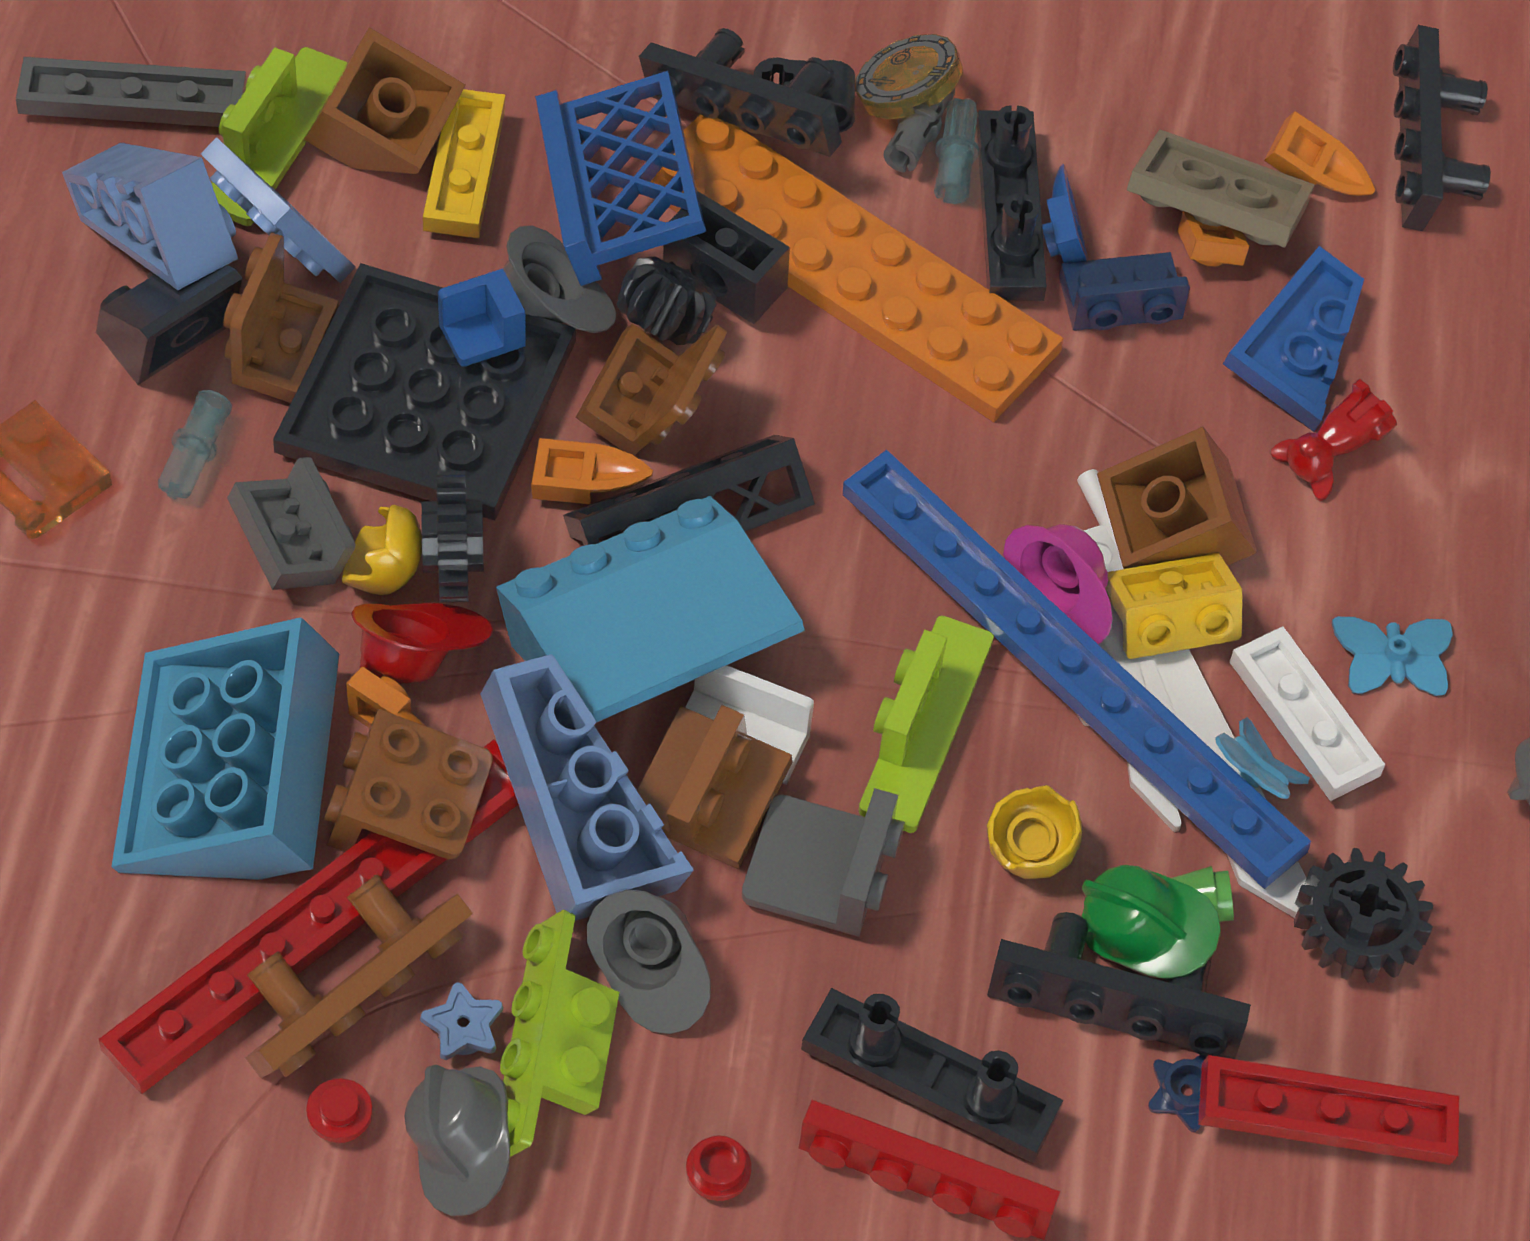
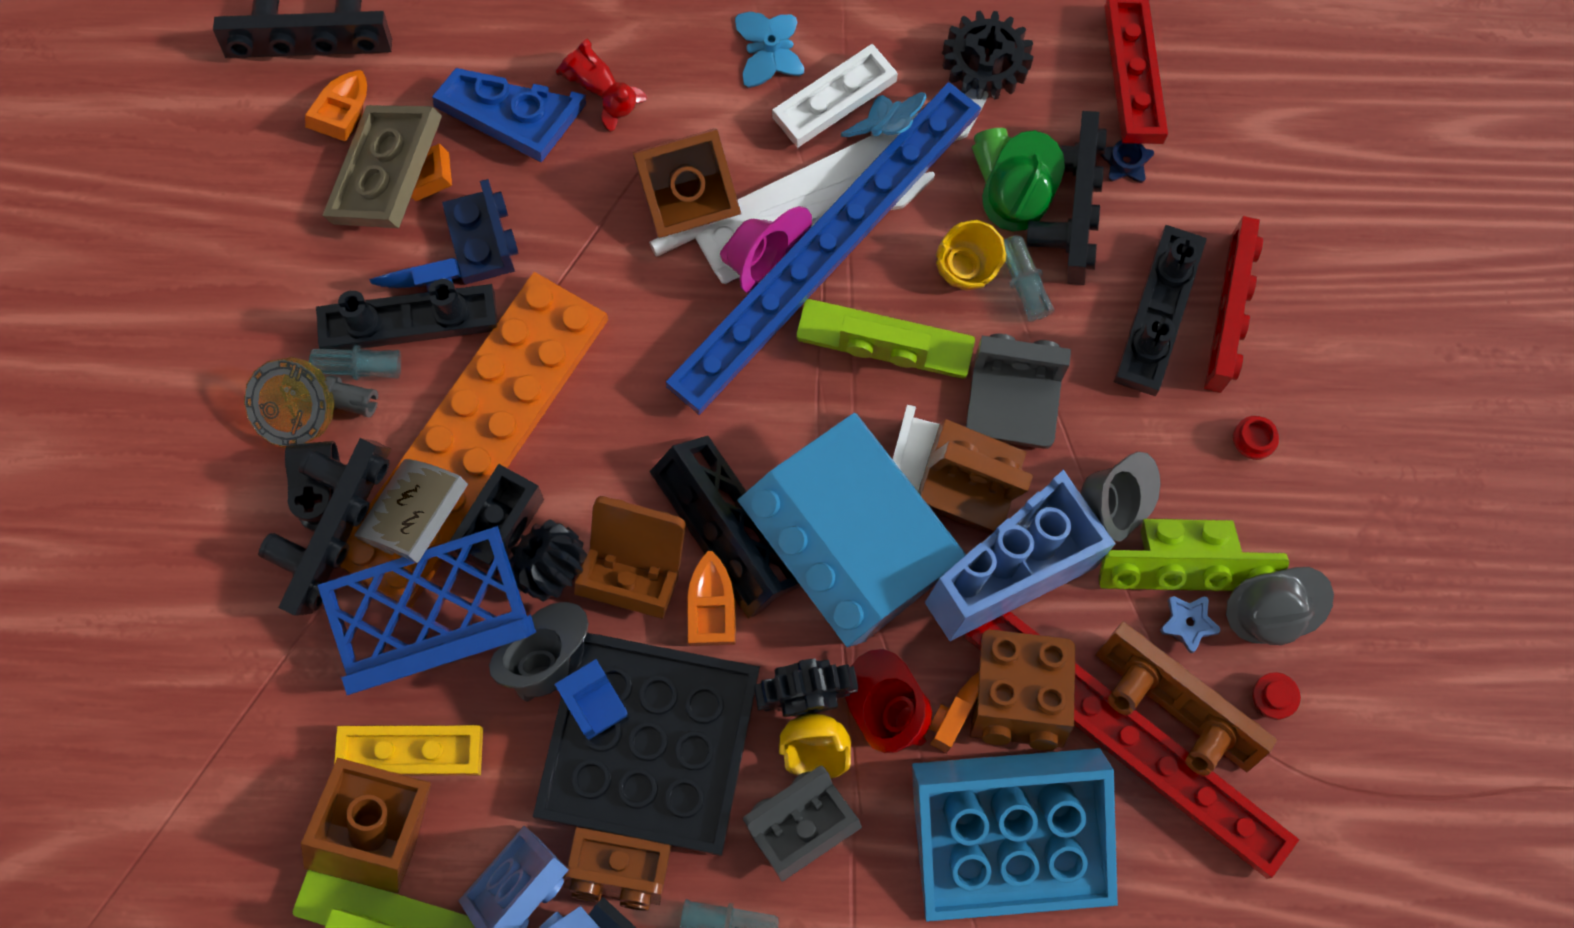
camera: 95 degrees left, 15 degrees up
(743, 161) = (411, 509): none -> slope
(999, 907) = (1027, 279): none -> clear light blue axle
(1176, 605) = (766, 175): yellow bracket -> none

